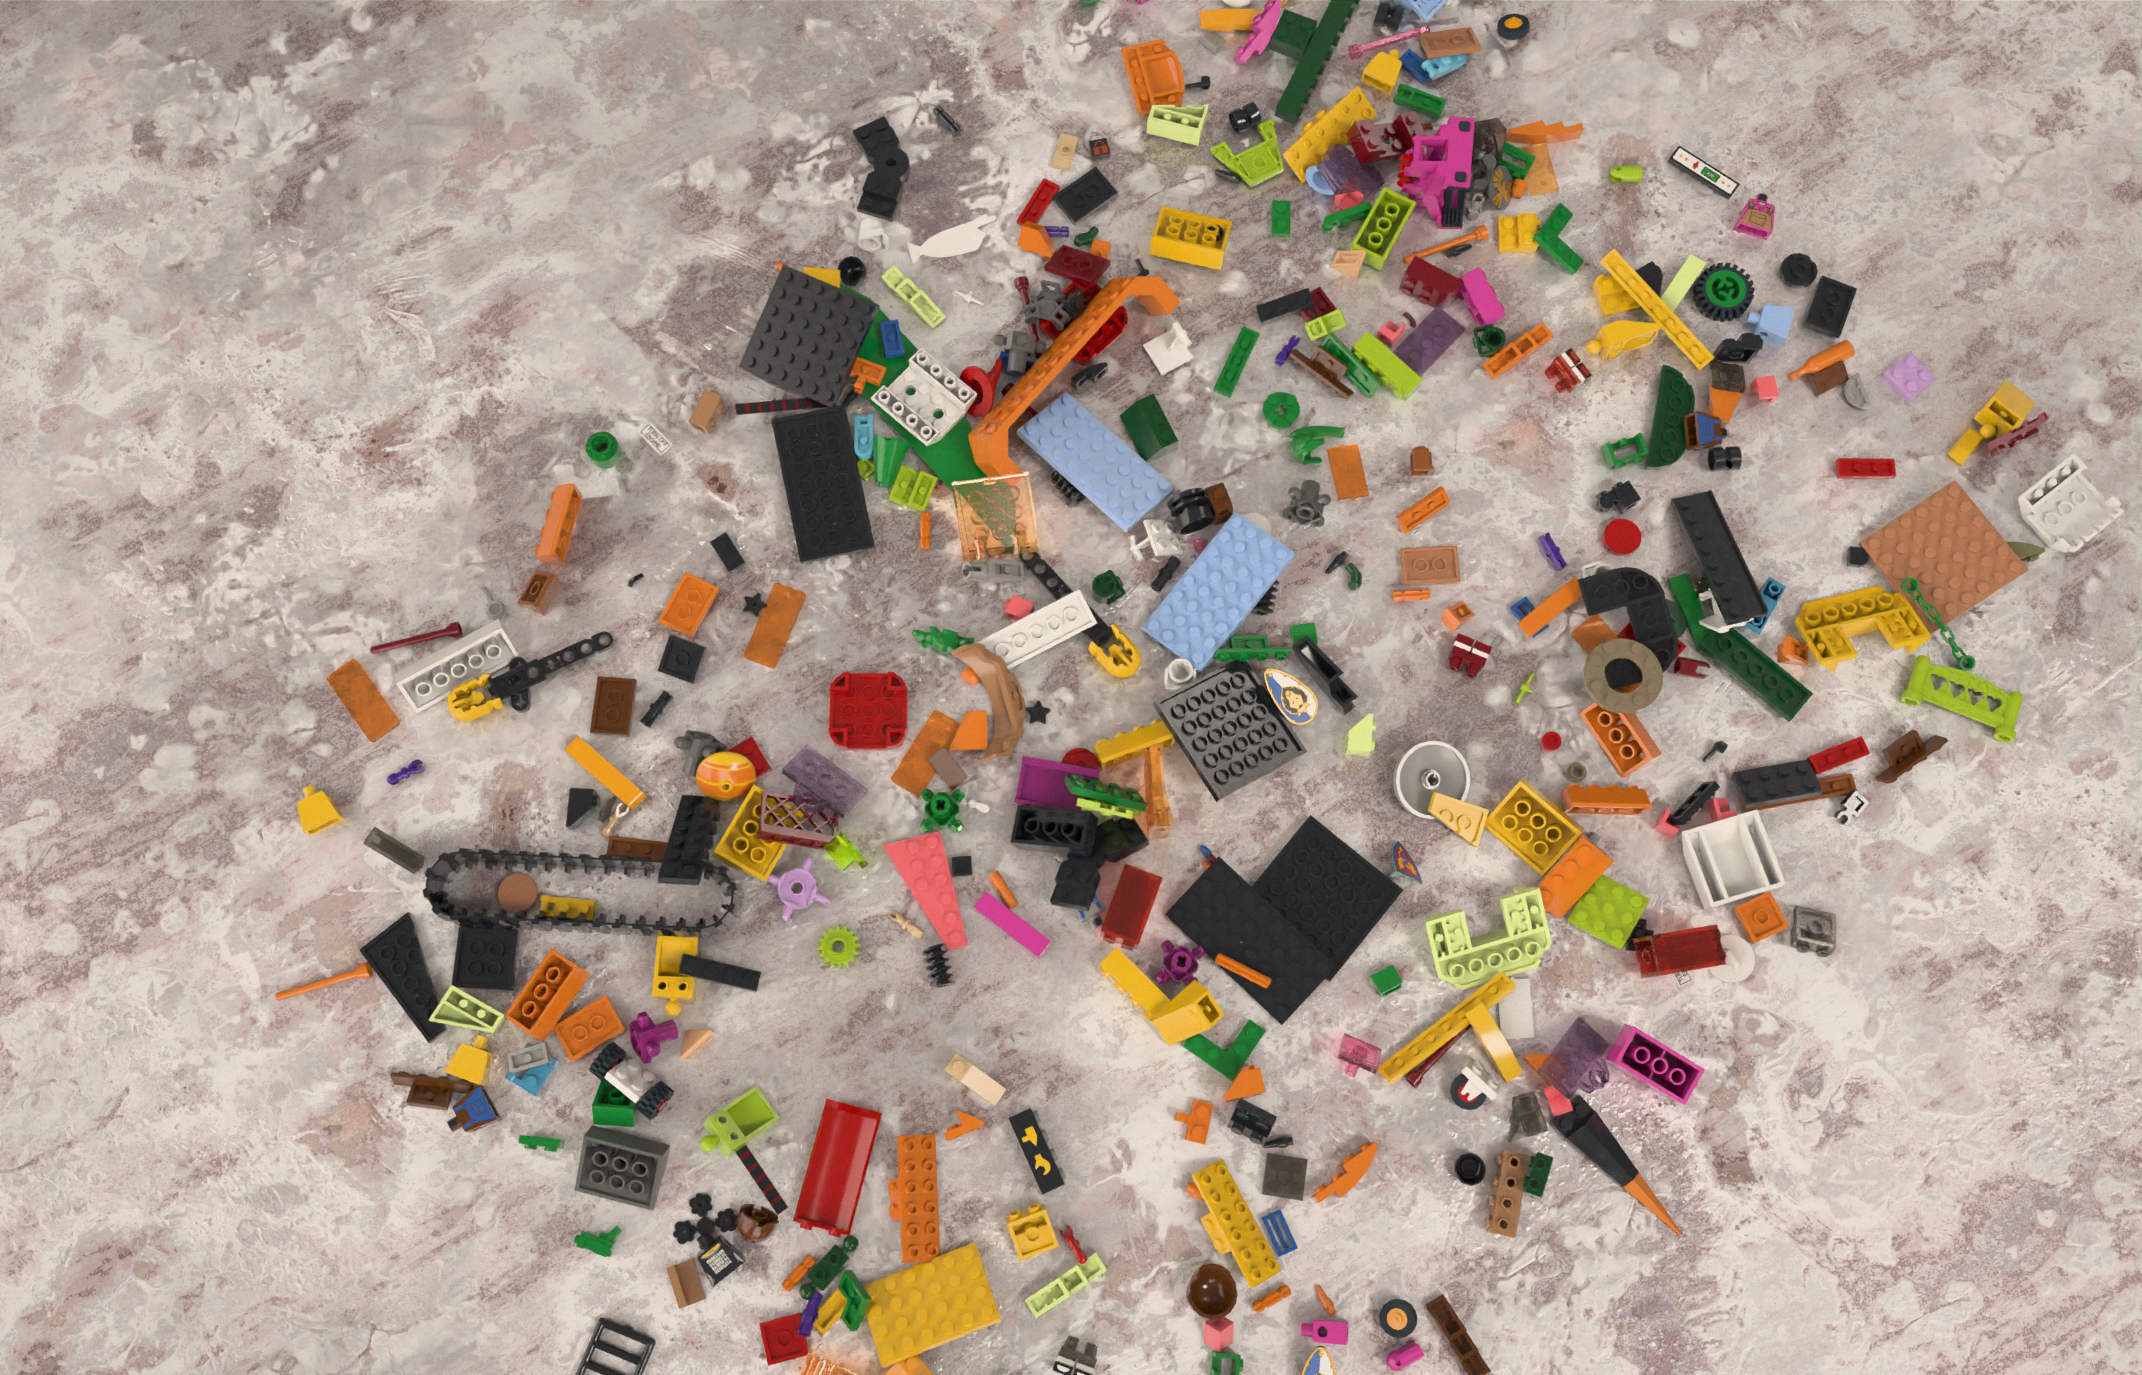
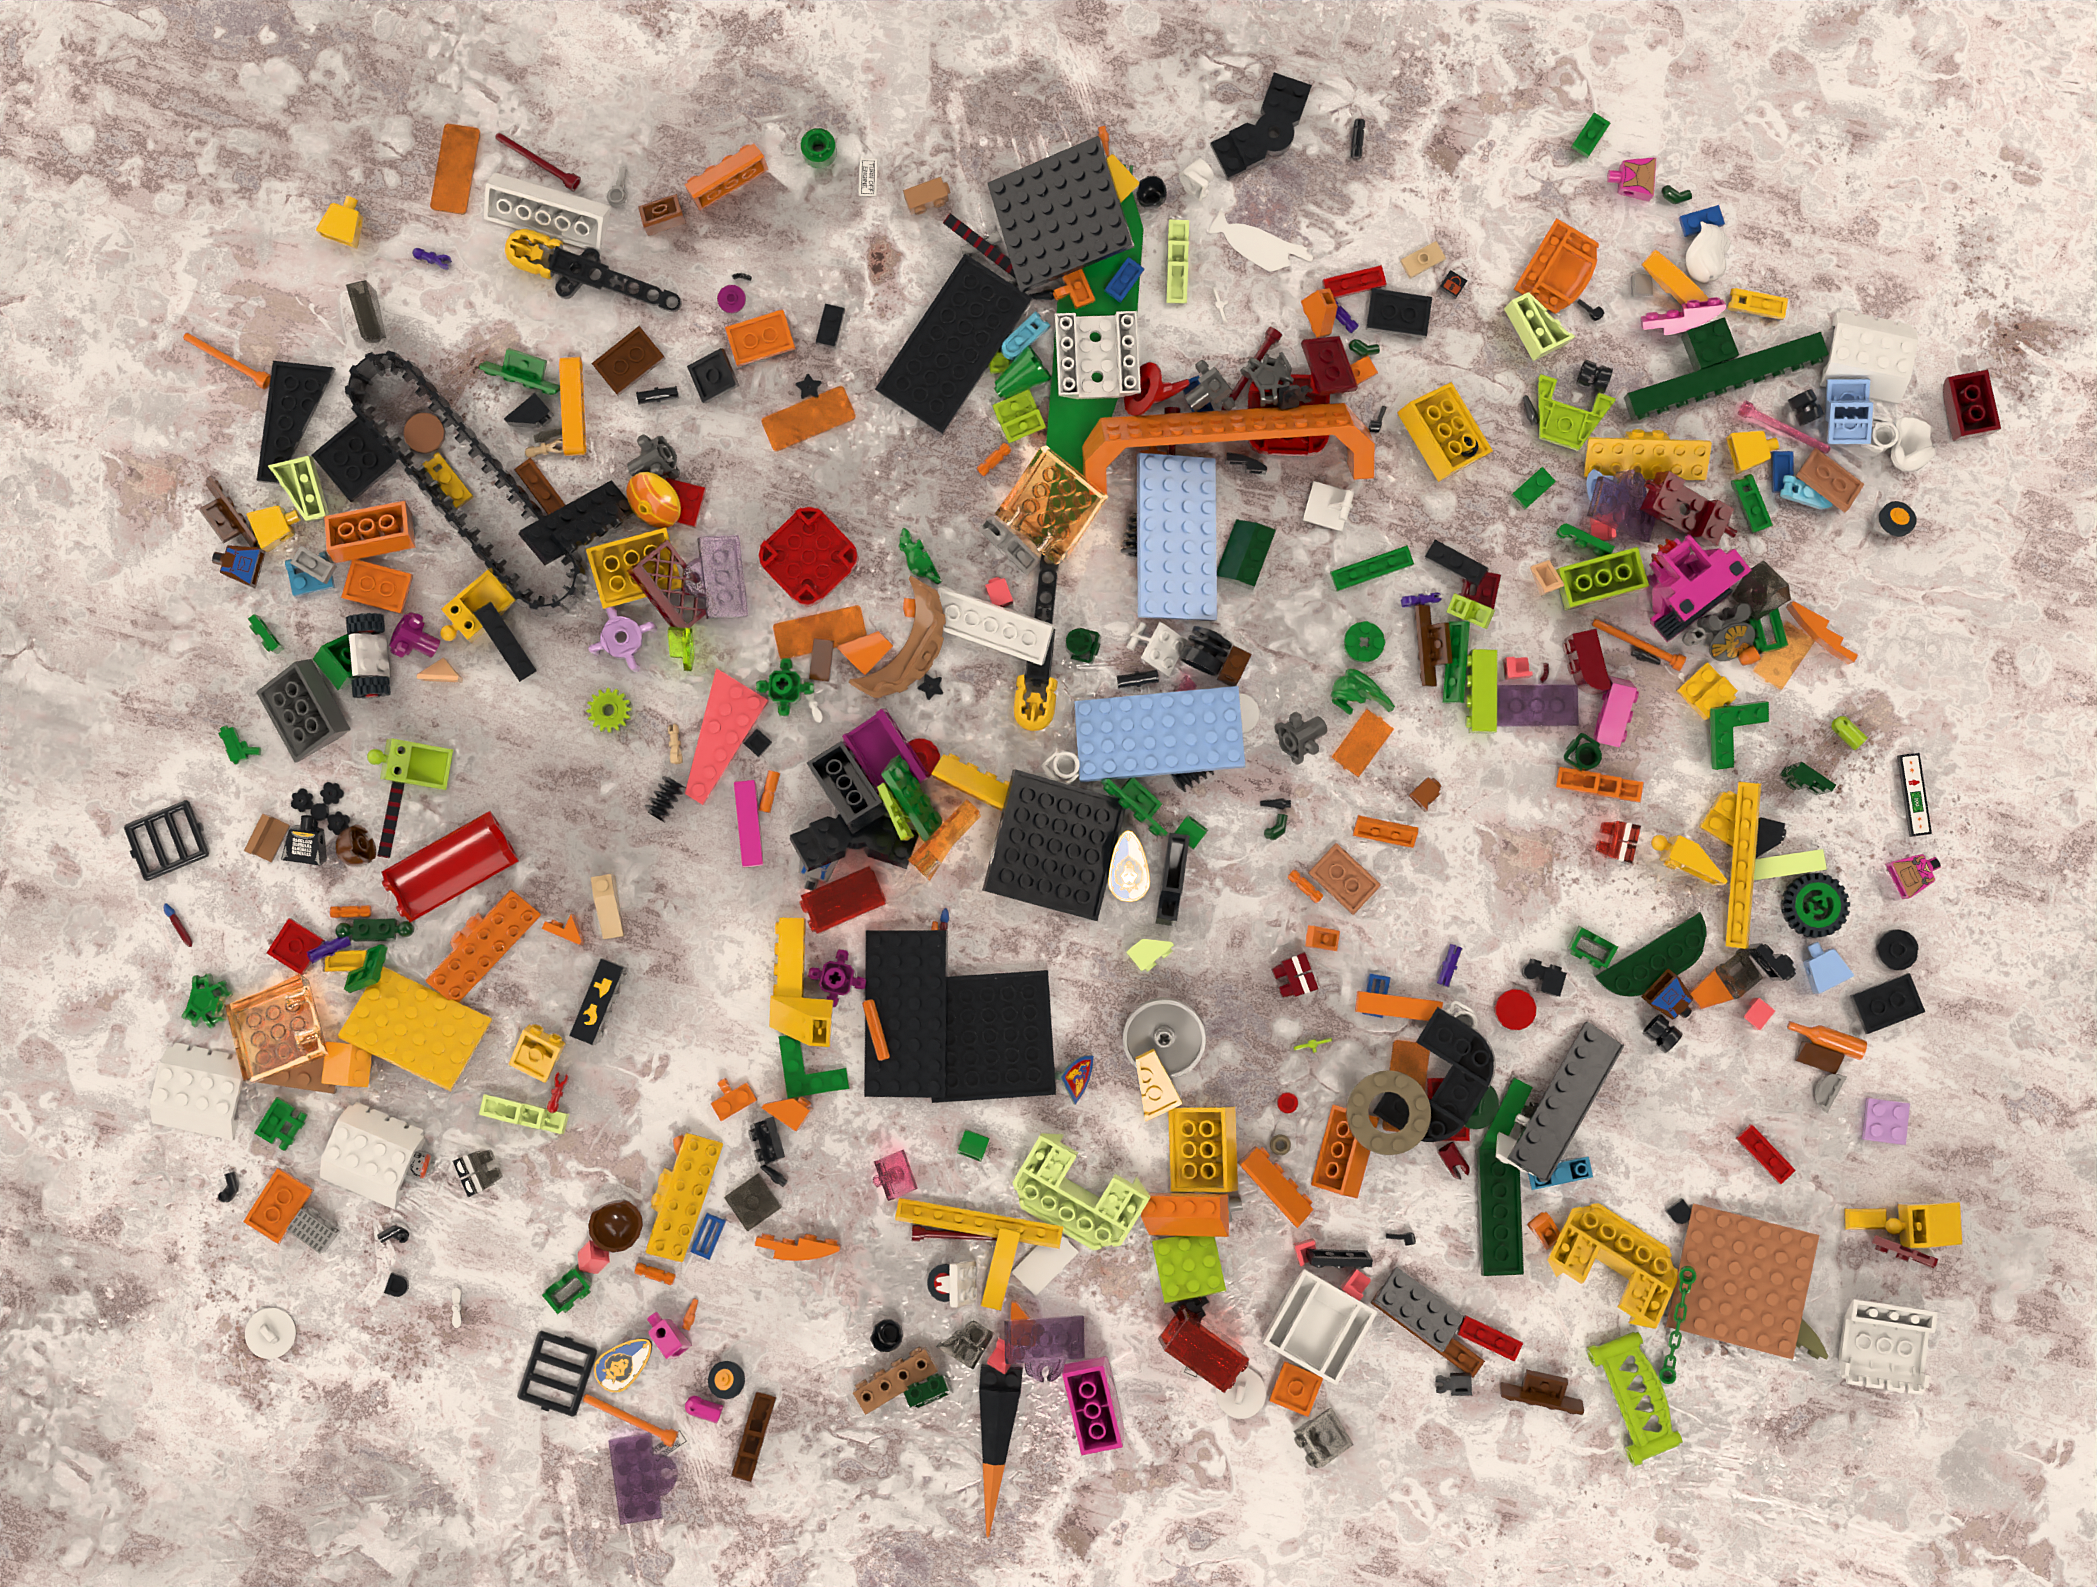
camera: 45 degrees right, 10 degrees up
(545, 781) = (522, 369): none -> green bracket
(643, 599) = (731, 299): none -> magenta piece
(1634, 221) = (1802, 776): none -> dark green plate

